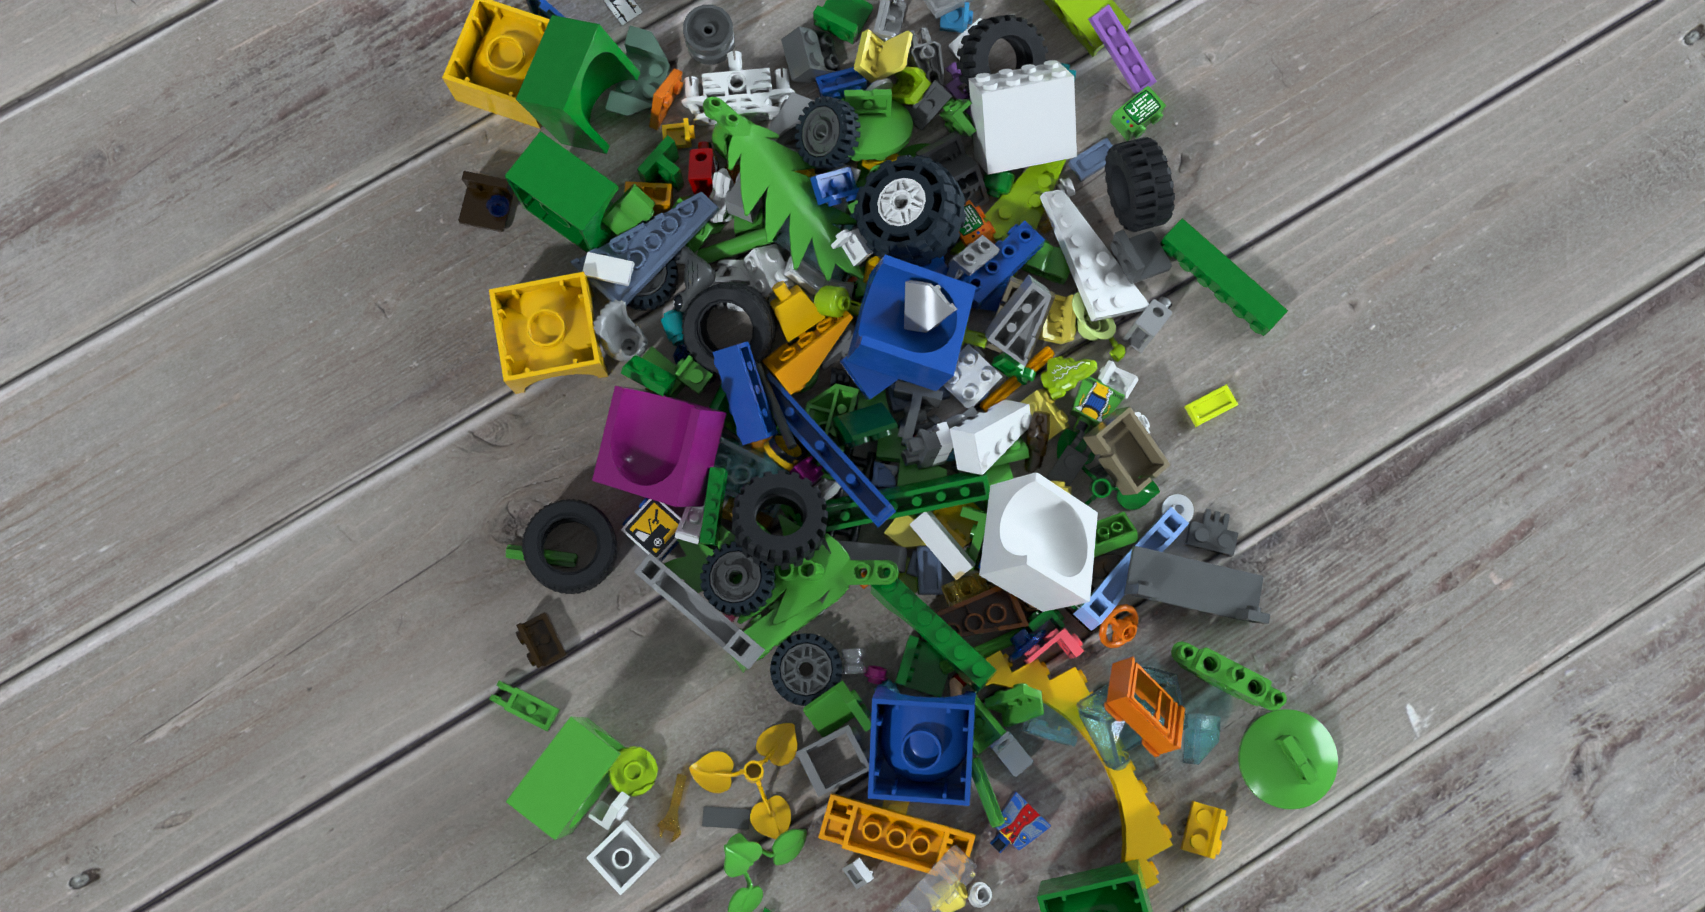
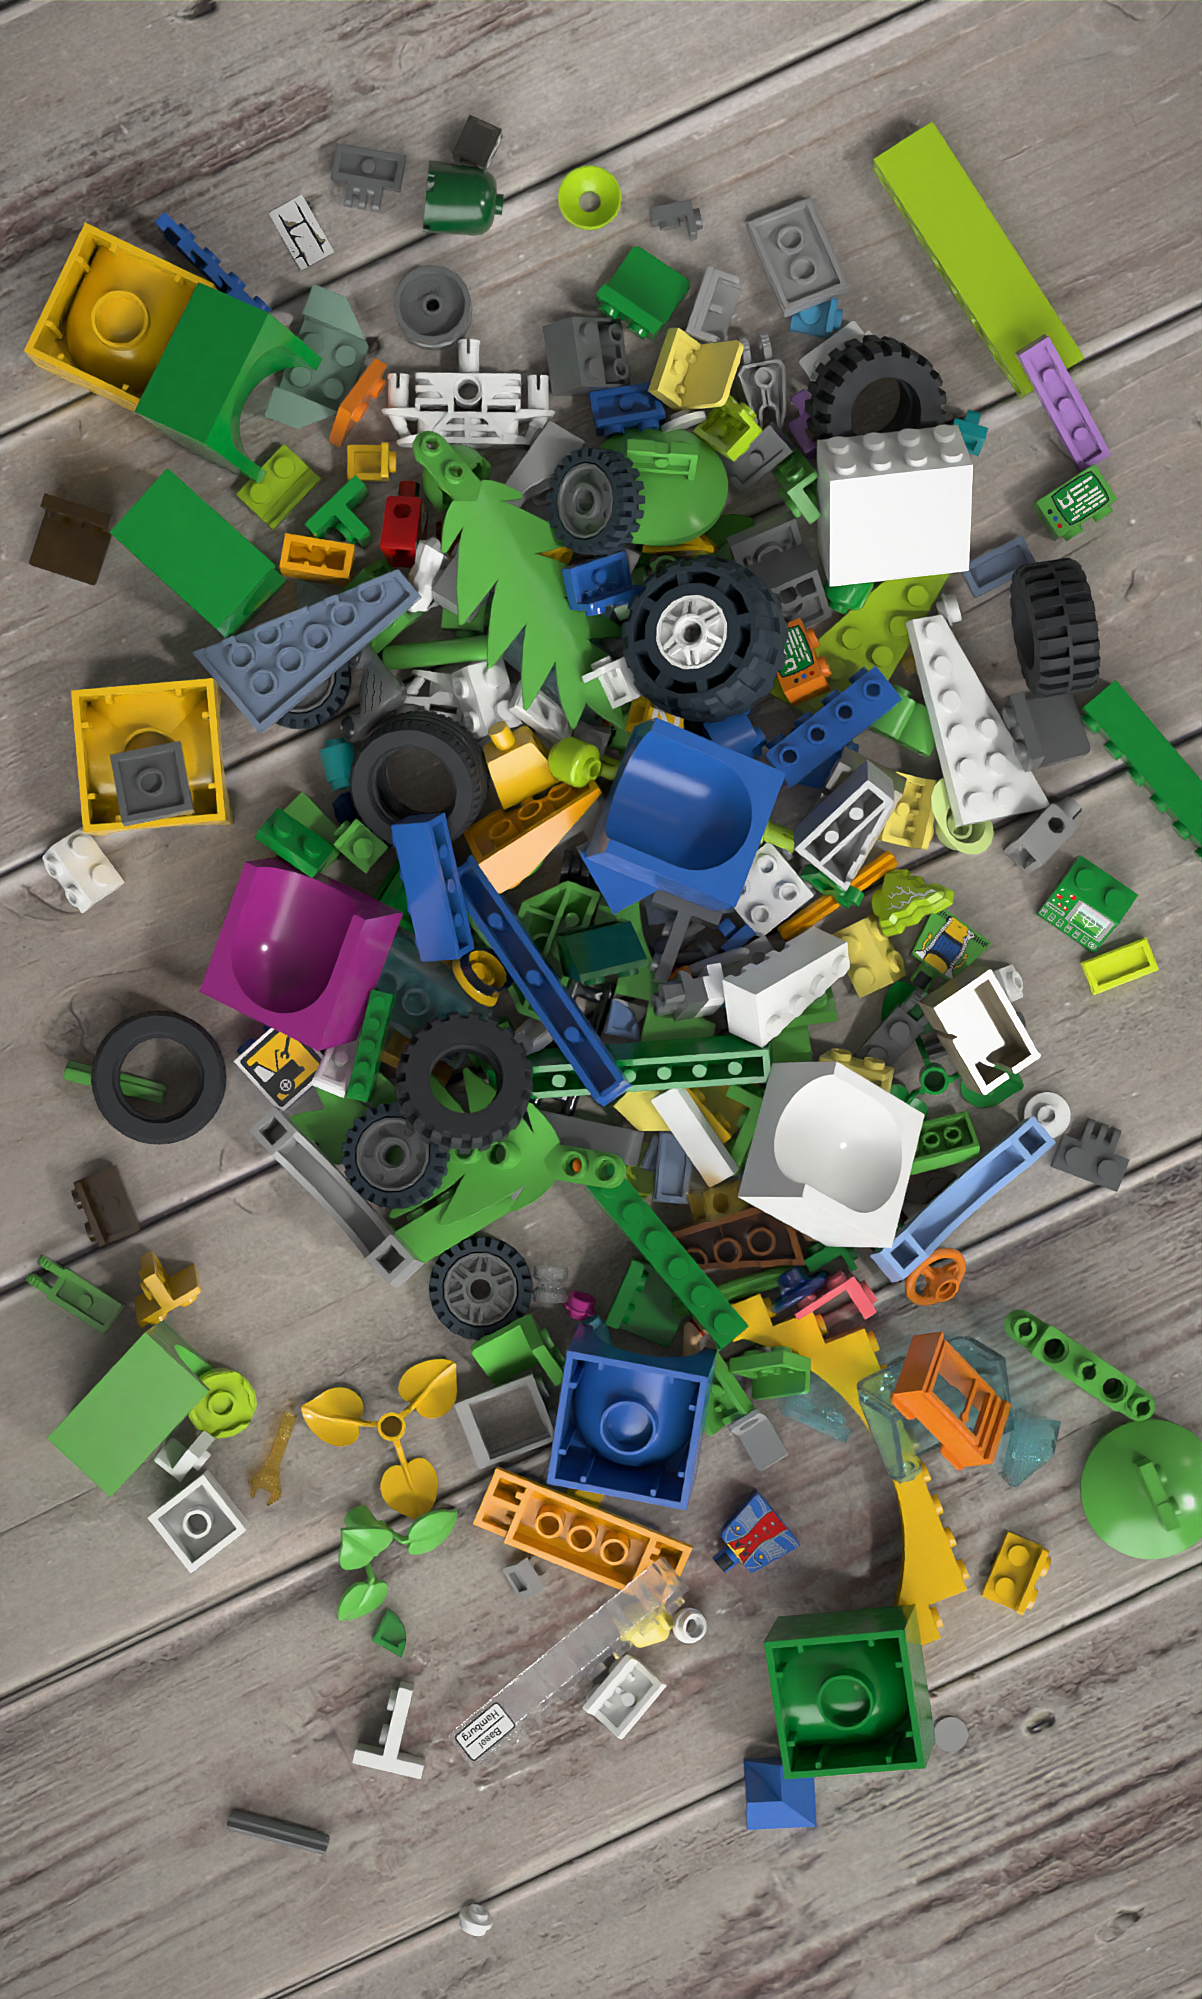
camera: 10 degrees right, 10 degrees up
(498, 211) = (91, 549): clear blue plate -> none
(507, 415) = (81, 870): none -> white bracket
(547, 342) = (152, 783): none -> dark grey plate
(583, 694) = (162, 1291): none -> yellow bracket
(608, 269) = (248, 672): white tile -> none
(619, 333) = (253, 766): light grey piece -> none
(620, 159) = (282, 488): none -> lime plate
(629, 210) = (290, 584): bright green brick -> none
(726, 817) = (346, 1480): dark grey sticker -> none
(776, 410) = (474, 912): pearl dark grey bar -> none
(808, 469) = (511, 1010): magenta tile -> none
(925, 306) = (707, 796): light grey slope -> none
(950, 410) = (735, 937): none -> blue tile
(972, 258) = (790, 719): light grey bracket -> none
(986, 794) = (715, 1490): bright green axle -> none
(1037, 440) = (853, 996): dark brown hinge -> none
(1117, 379) = (984, 914): white bracket -> none
(1118, 351) = (993, 870): lime hand -> none
(1184, 365) = (1087, 904): none -> green slope
(1195, 585) = (1052, 1232): dark grey bracket -> none

